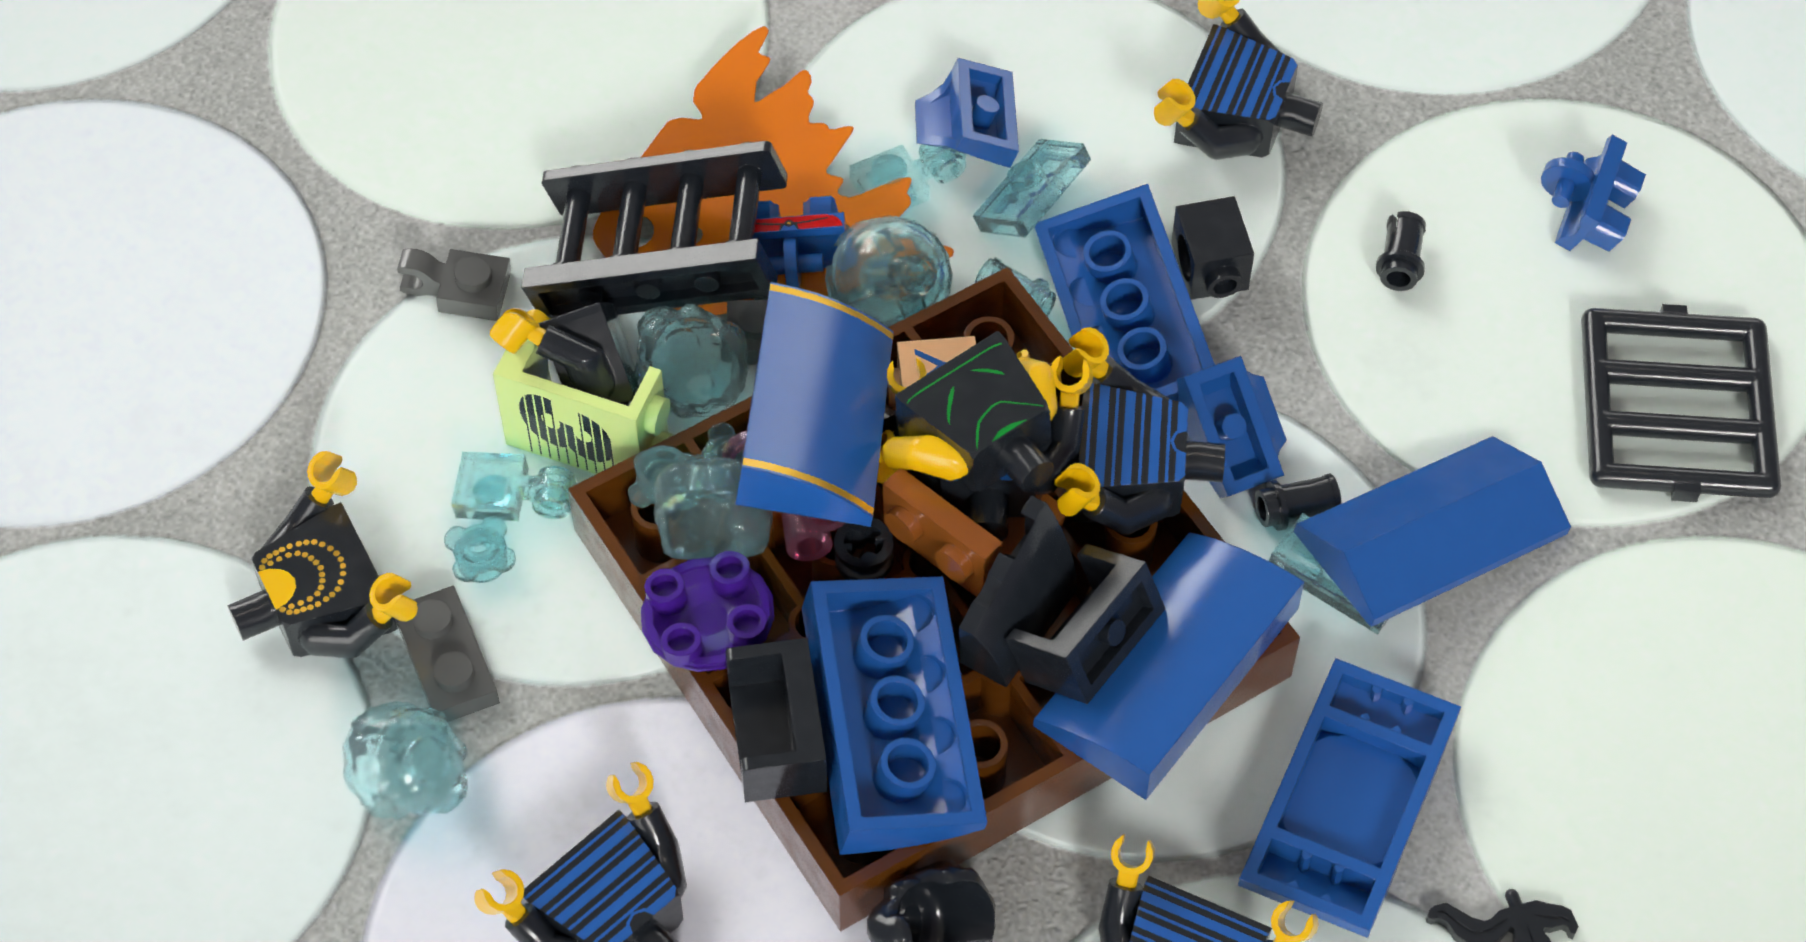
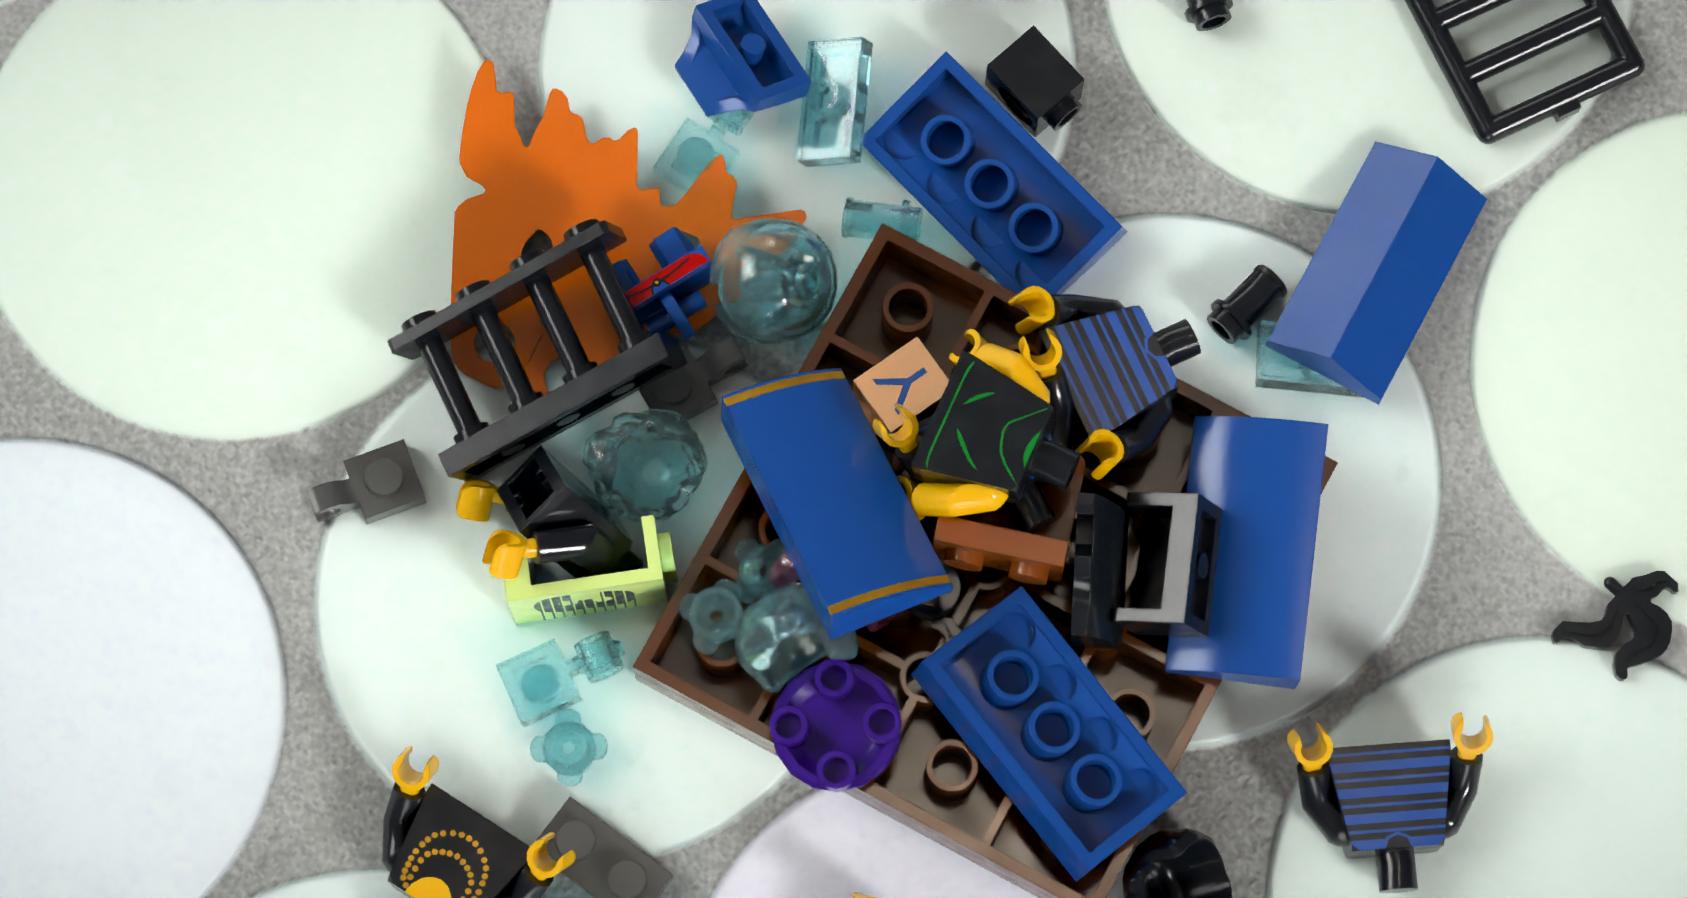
camera: 30 degrees left, 20 degrees up
(776, 720) = (959, 796): black panel -> none
(1237, 410) = (1156, 264): blue slope -> none
(1350, 797) = (1441, 573): blue slope -> none

